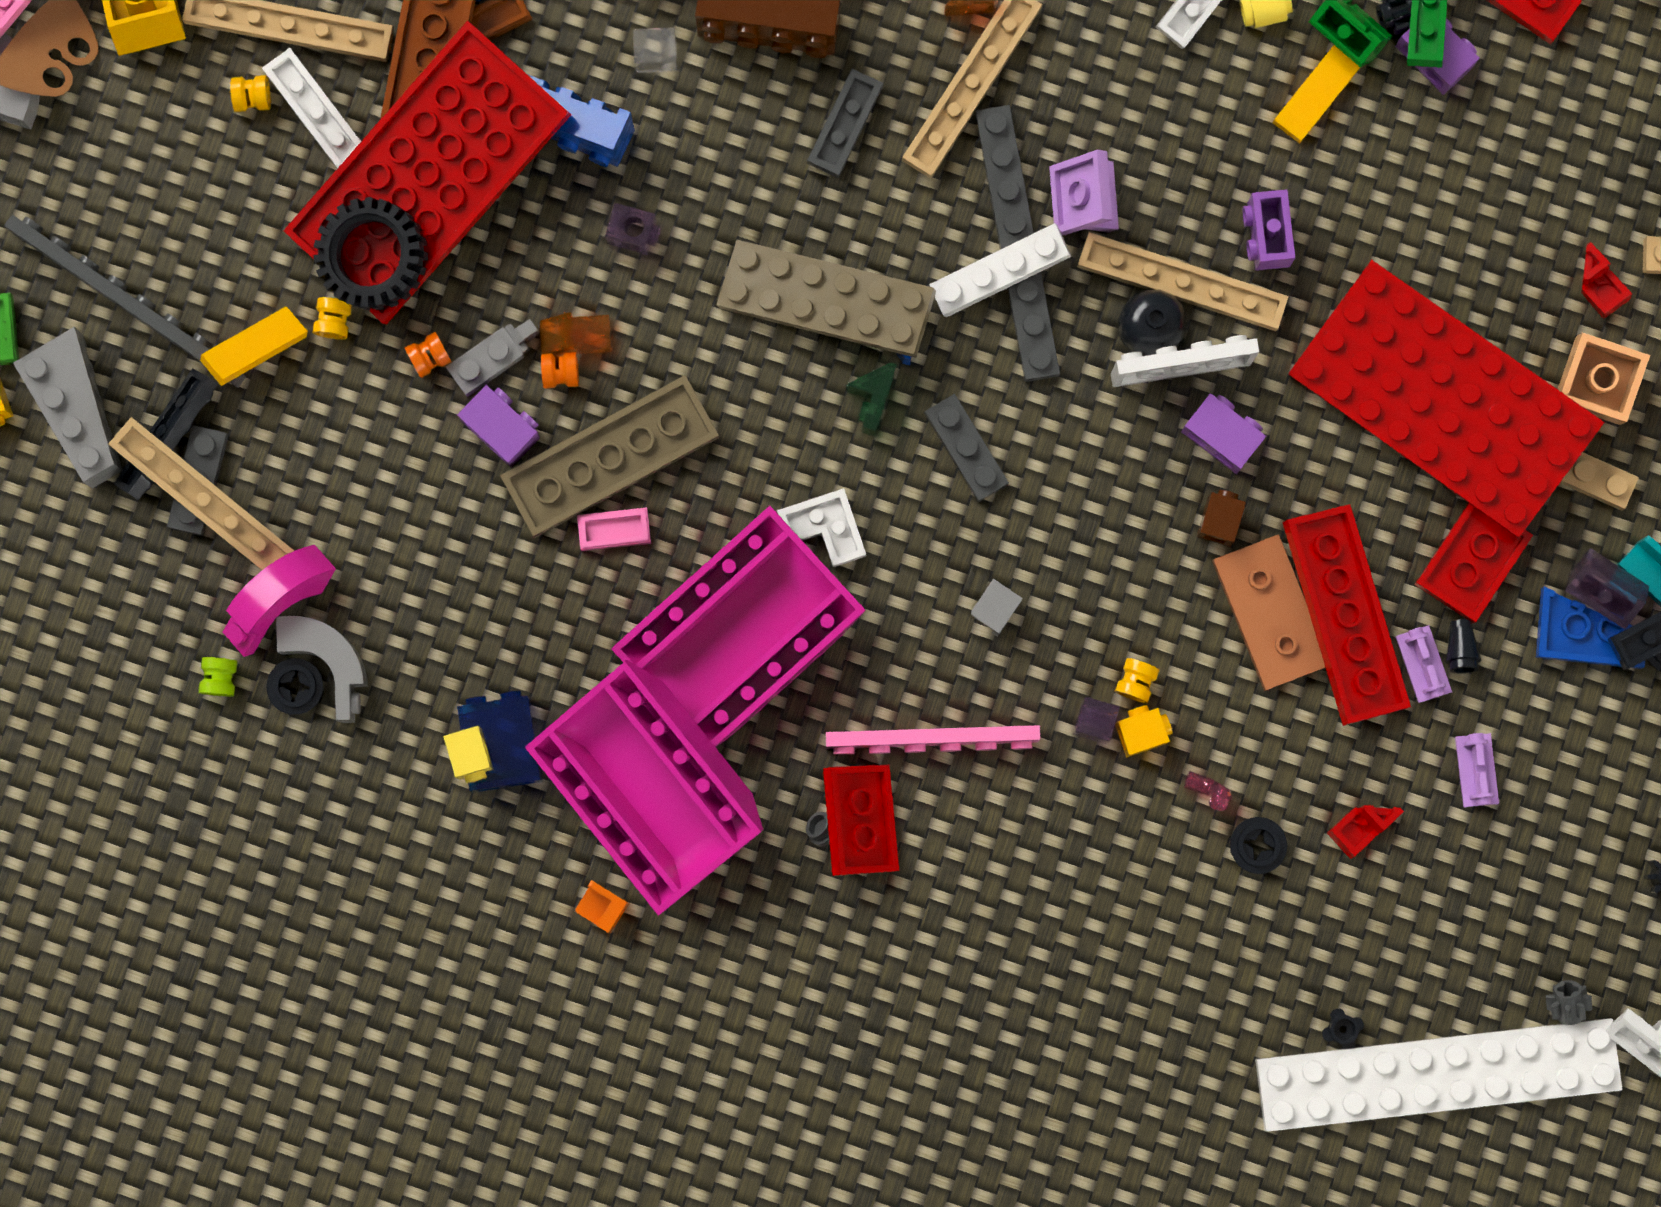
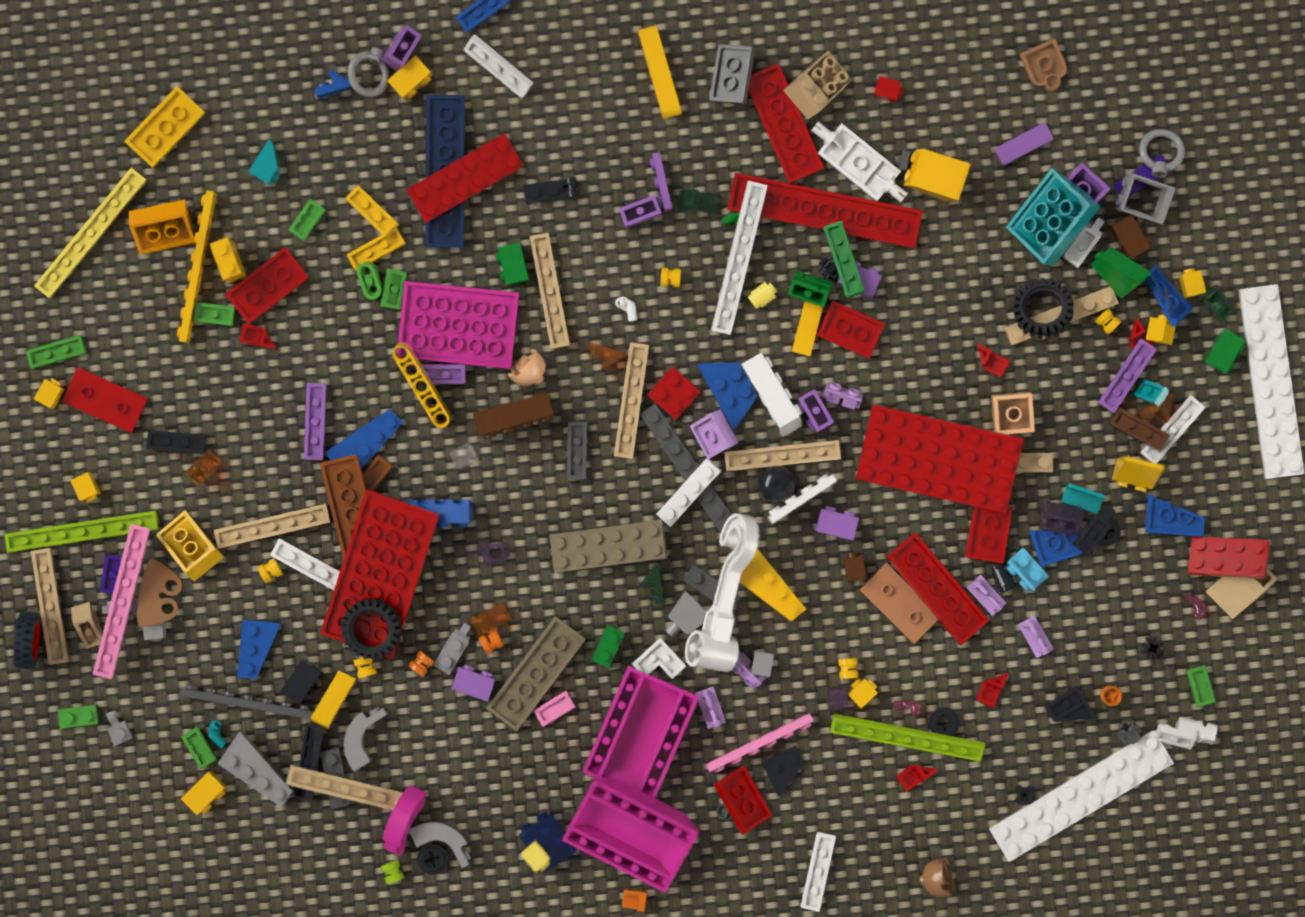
camera: 20 degrees left, 5 degrees up
(35, 318) = (215, 733): none -> teal arm
(168, 204) = (254, 646): none -> blue wing
(216, 297) = (302, 681): none -> black brick
(261, 424) = (353, 742): none -> light grey arch
(750, 463) = (608, 646): none -> green brick
(875, 643) = (710, 707): none -> lavender hinge
(905, 472) = (686, 616): none -> light grey torso
(926, 535) = (714, 645): none -> white piece
(933, 1000) = (818, 871): none -> white plate
(952, 800) = (783, 768): none -> black wing
(956, 593) = (741, 668): none -> lavender hinge
(1047, 103) = (674, 393): none -> red plate
(1060, 473) = (769, 586): none -> yellow wedge
(1132, 1103) = (937, 878): none -> medium nougat cylinder
(1143, 135) = (730, 389): none -> blue wing
(1168, 912) = (913, 776): none -> red slope
(1186, 842) = (907, 737): none -> lime tile
(1212, 174) = (772, 394): none -> white wedge
(1317, 219) = (850, 396): none -> lavender hinge
(1387, 127) = (850, 329): none -> red plate
(1484, 914) = (1069, 707): none -> black wing
(1509, 652) = (1026, 570): none -> medium azure bracket
(1571, 926) = (1114, 695): none -> orange wheel

